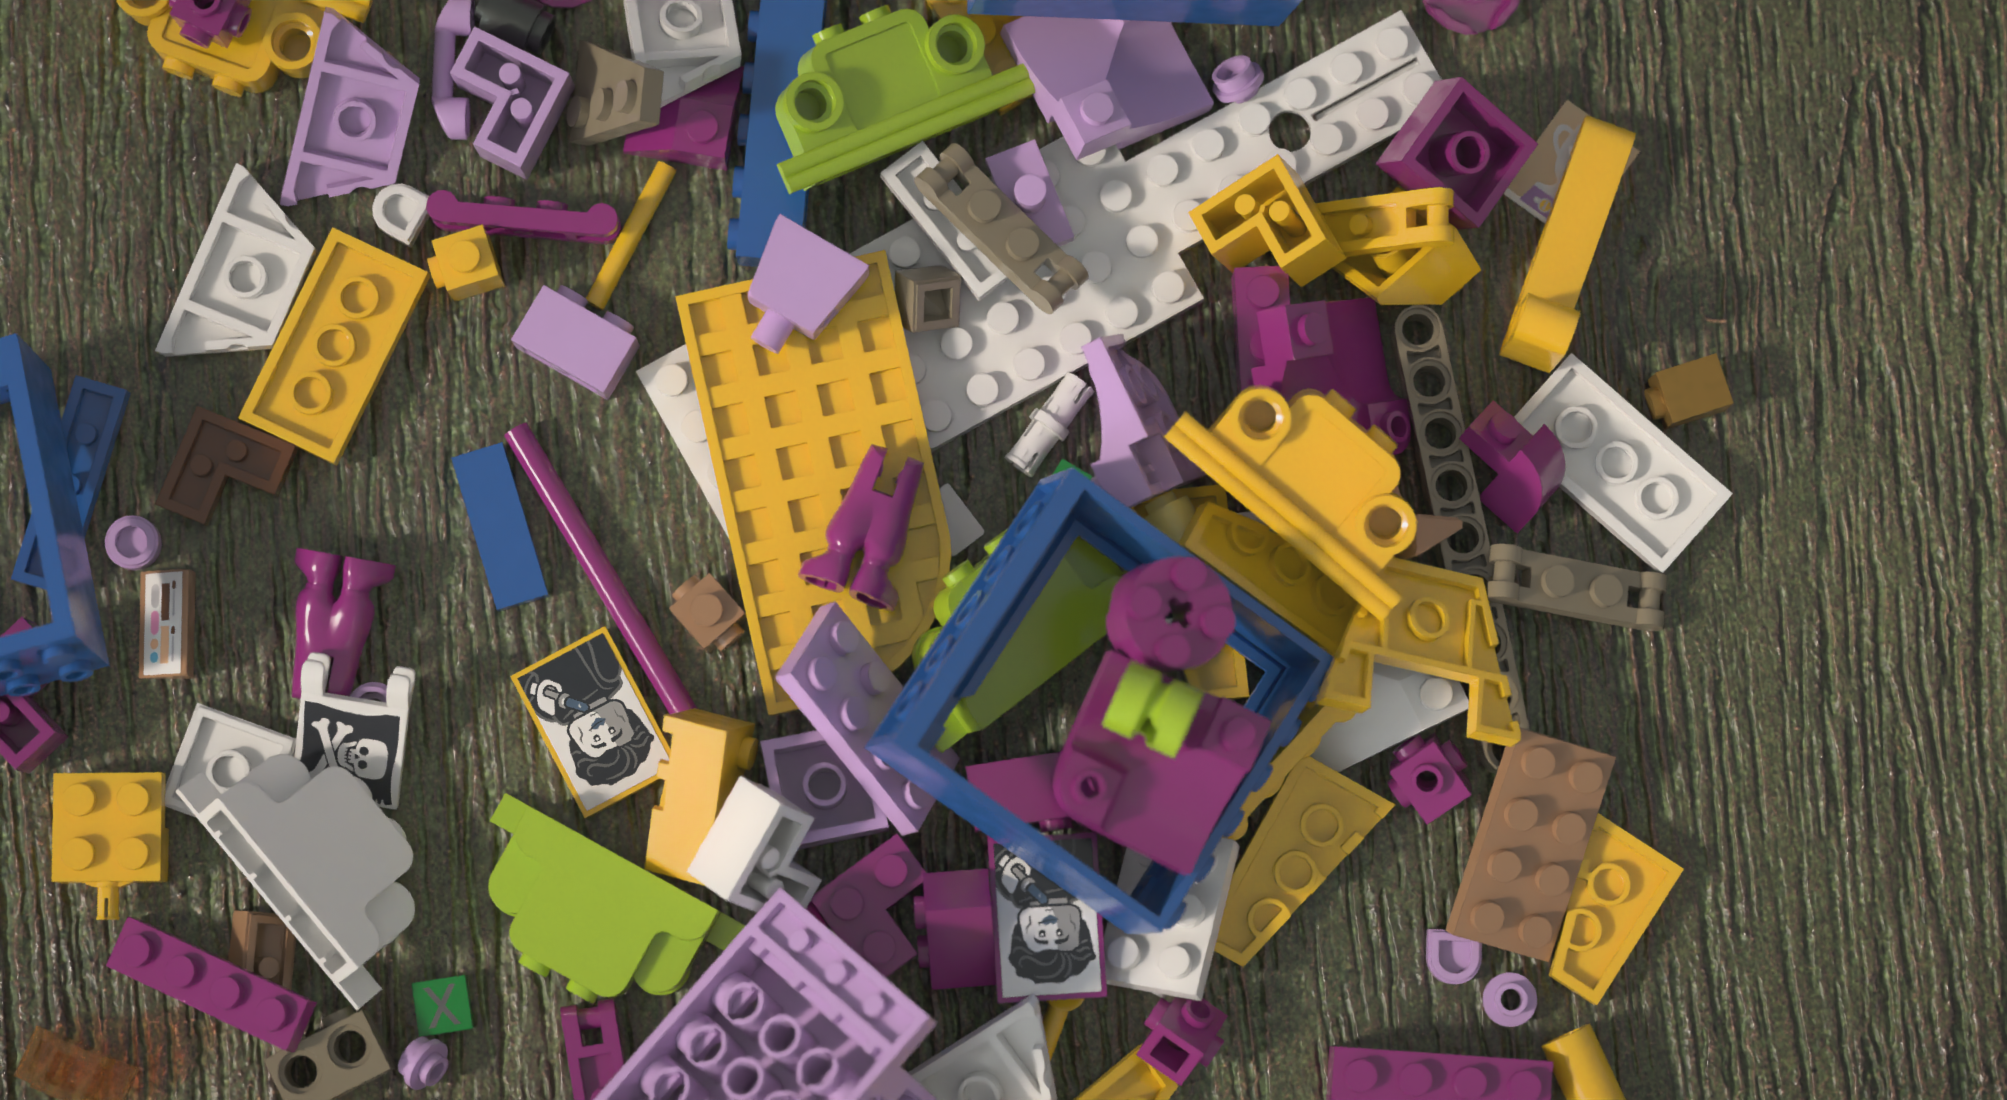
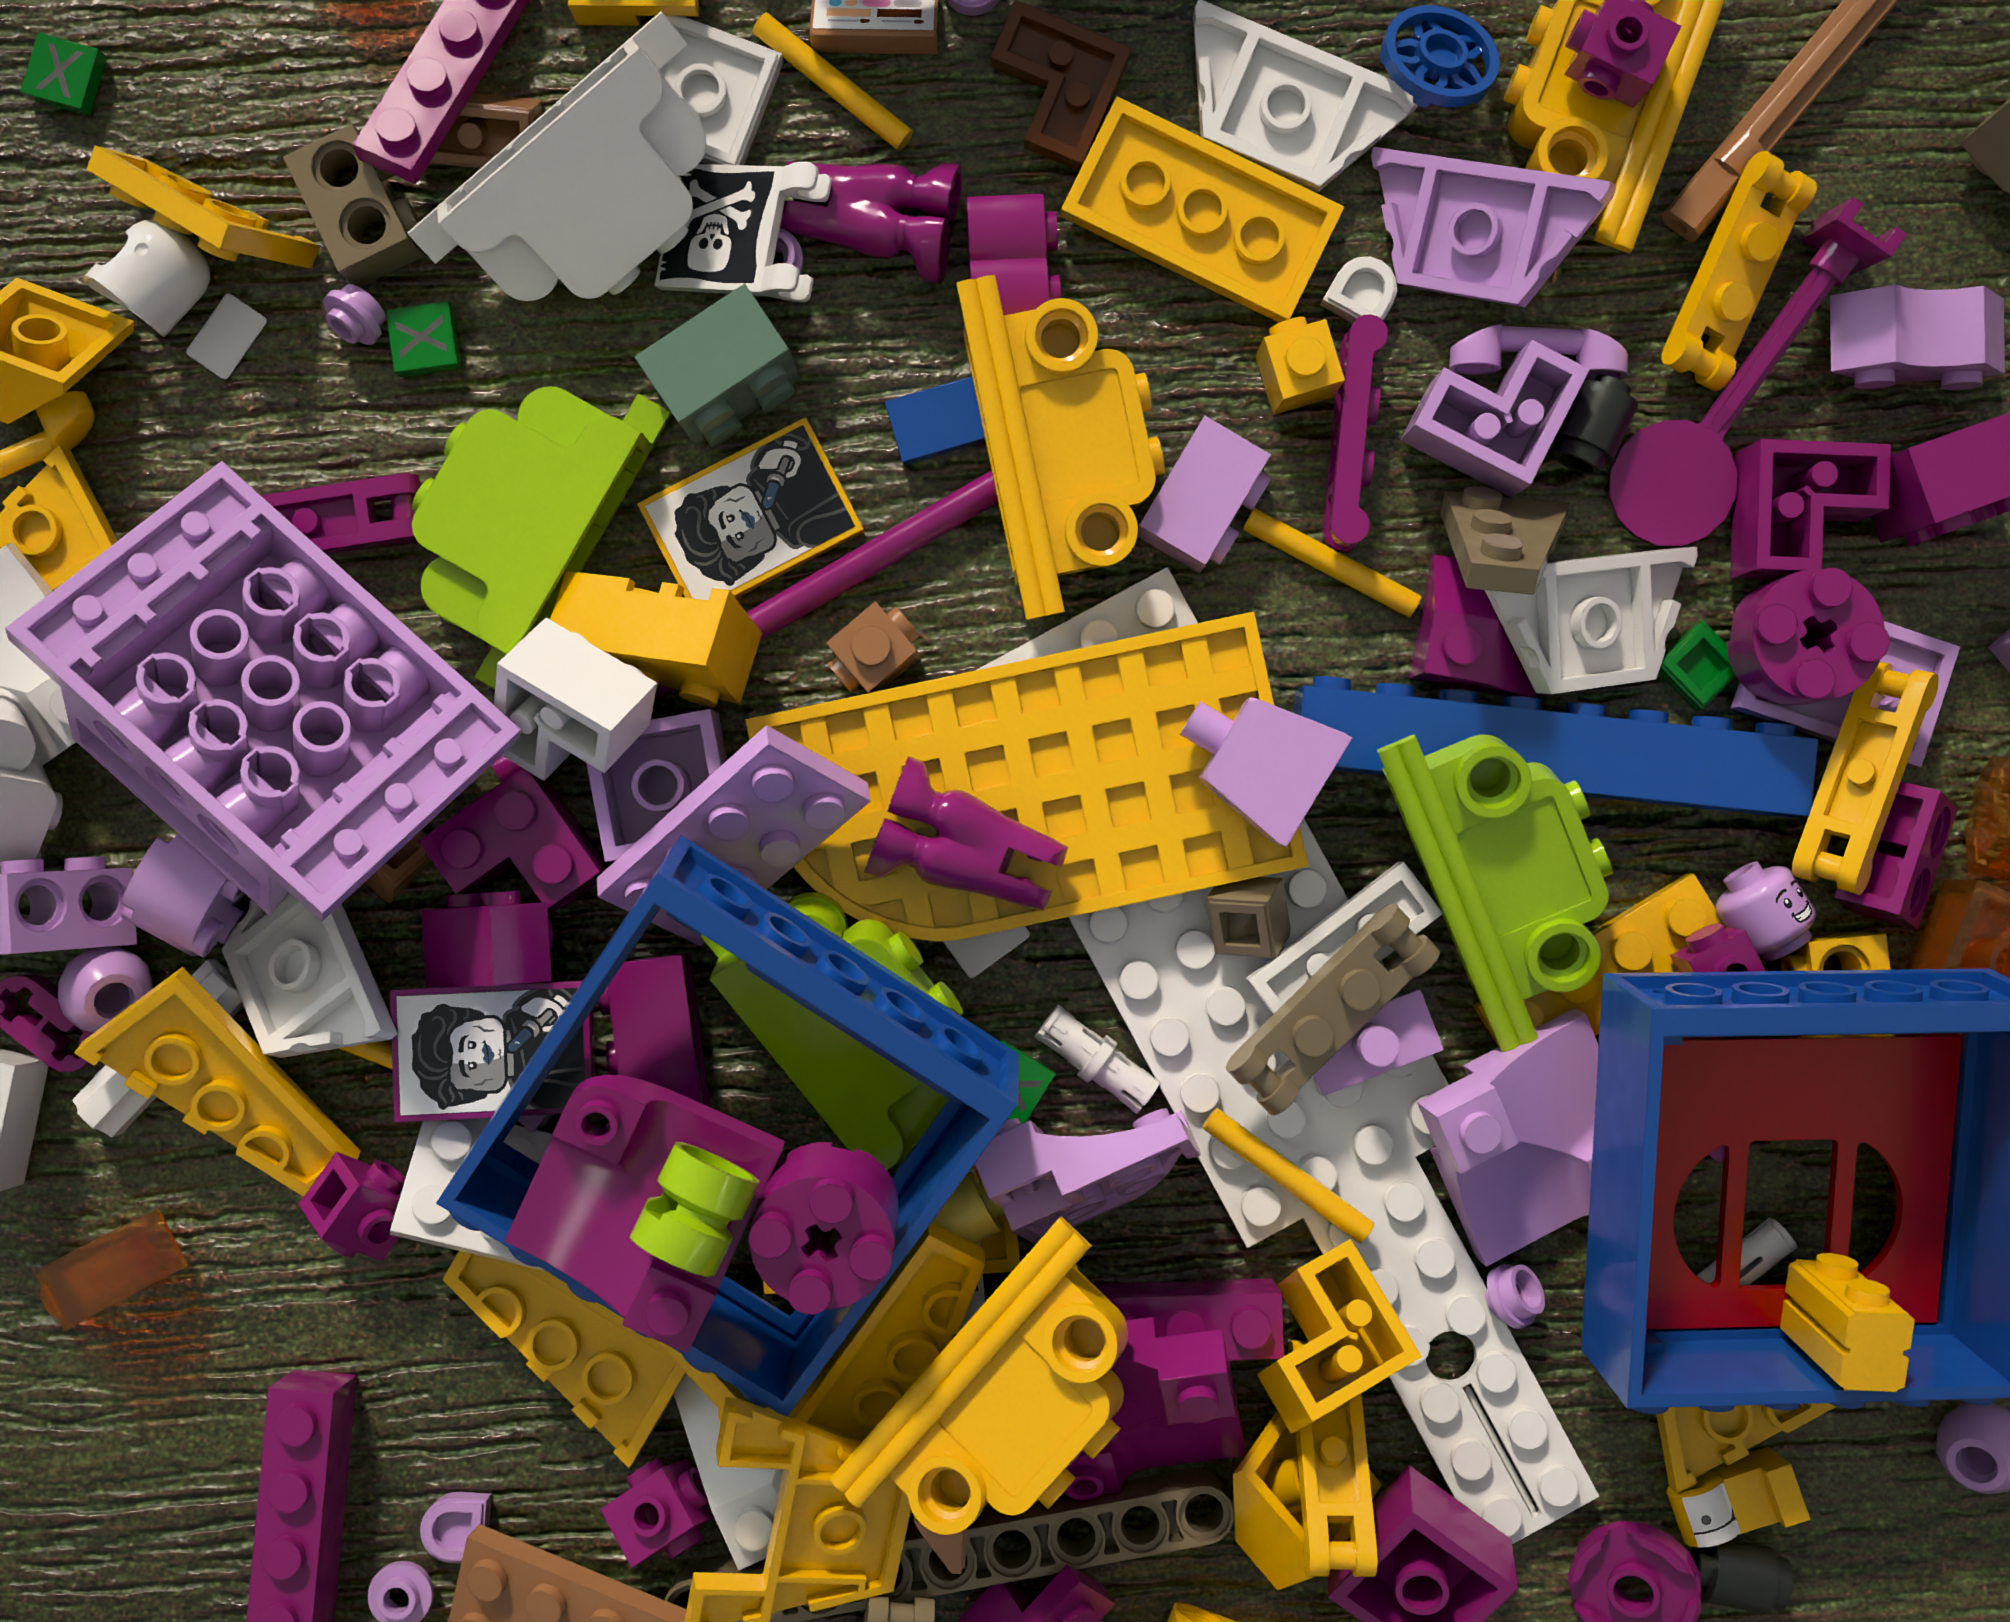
camera: 90 degrees right, 5 degrees up
(204, 149) = (1440, 56): none -> blue wheel
(220, 660) = (832, 81): none -> yellow bar
(381, 505) = (1011, 241): none -> magenta brick
(473, 742) = (721, 368): none -> sand green brick
(534, 459) = (1058, 438): none -> yellow brick
(1140, 264) = (1288, 1175): none -> yellow bar

